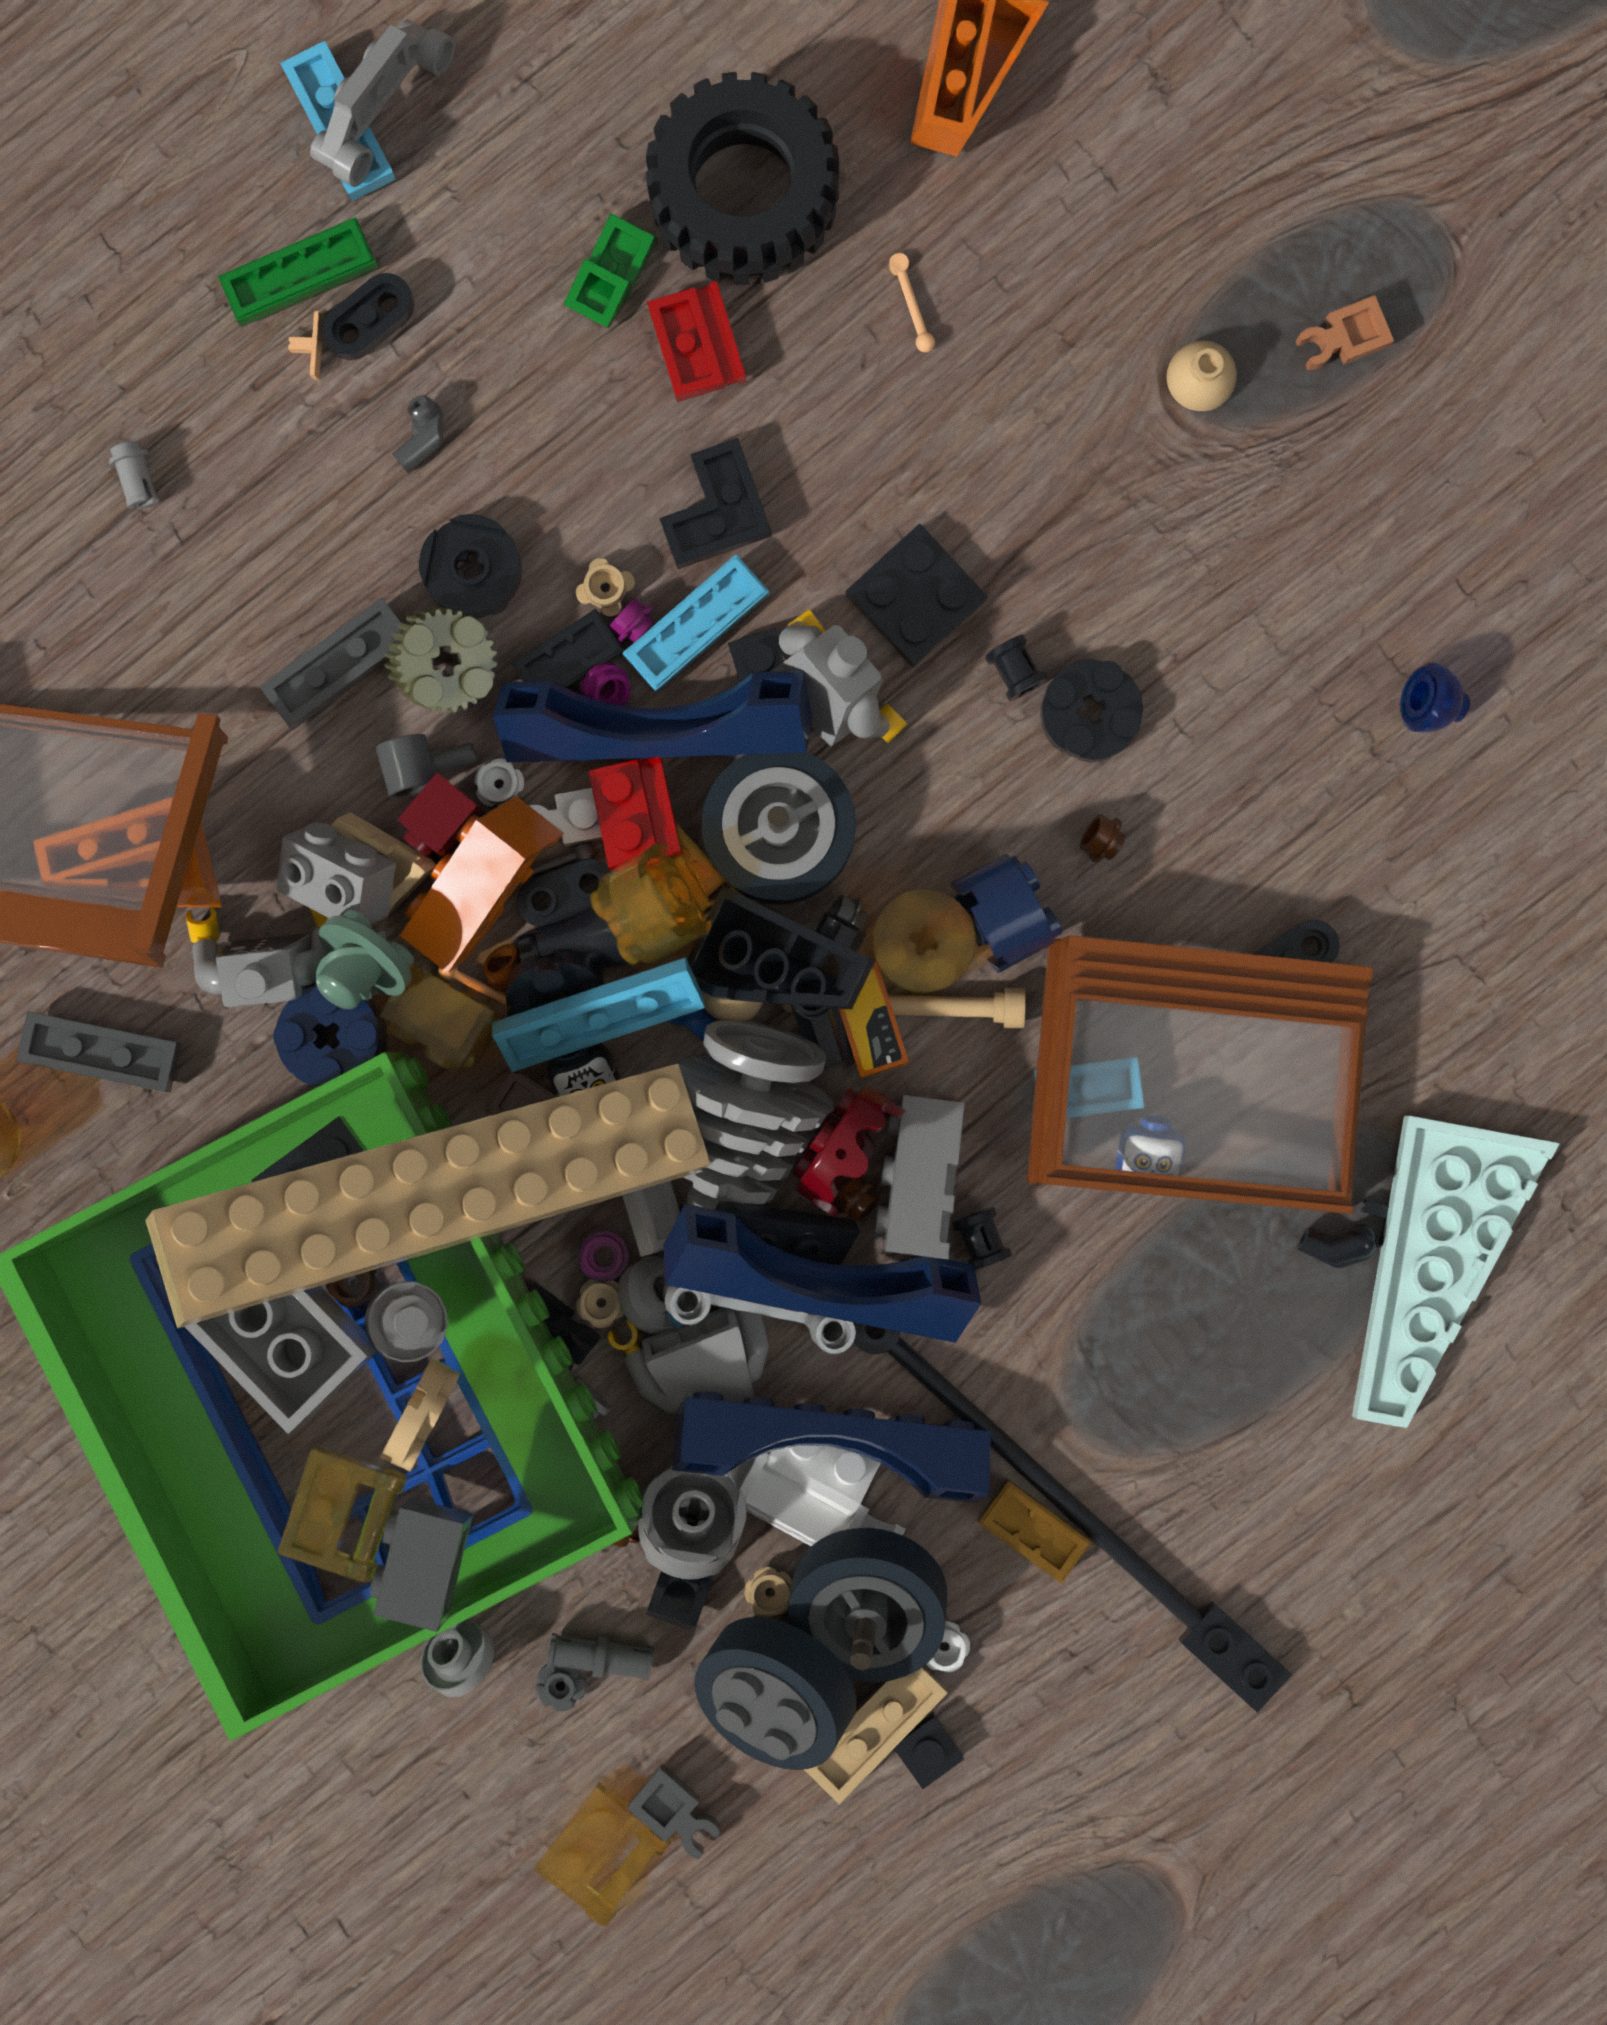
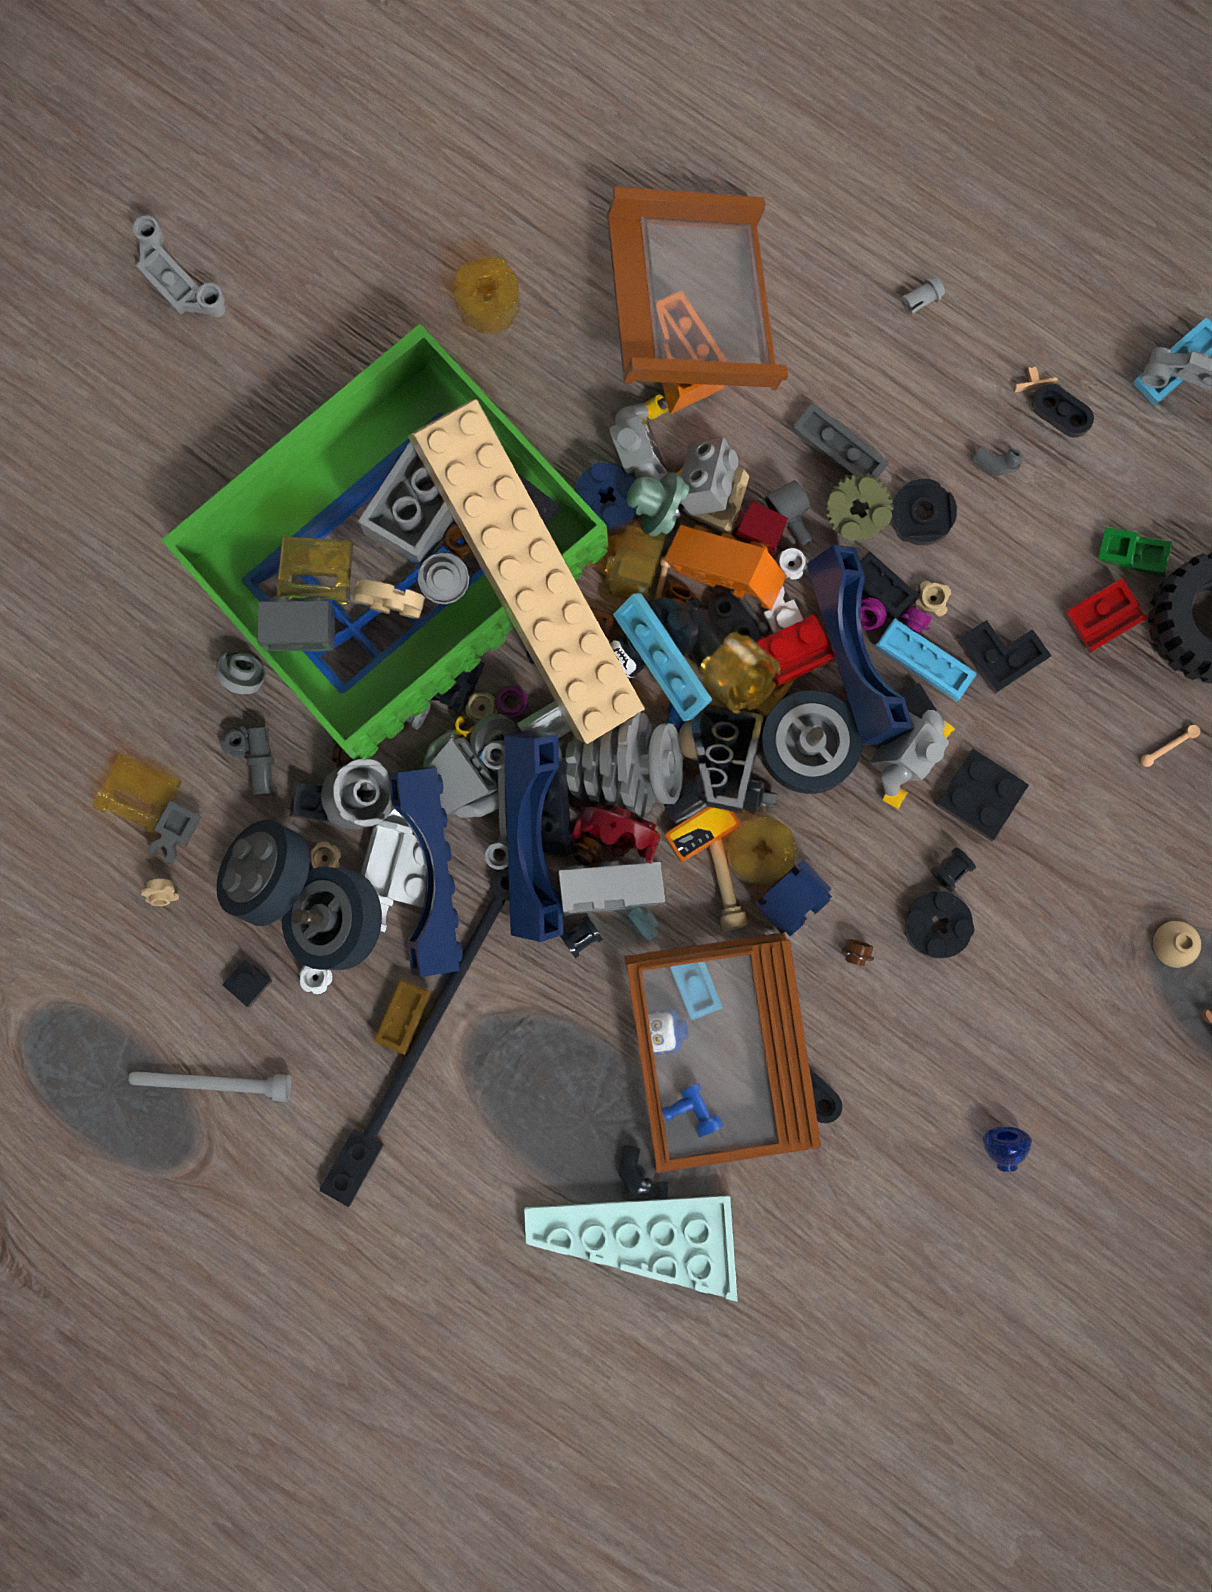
camera: 75 degrees right, 5 degrees down
(99, 1052) = (561, 364): dark grey plate -> none
(298, 272) = (1078, 361): green plate -> none
(761, 1853) = (159, 892): none -> tan plate
(877, 1729) = (252, 945): tan plate -> none
(985, 1140) = (644, 923): none -> clear light blue plate
(1092, 1741) = (274, 1087): none -> light grey piece
(1265, 1136) = (693, 1100): none -> blue piece

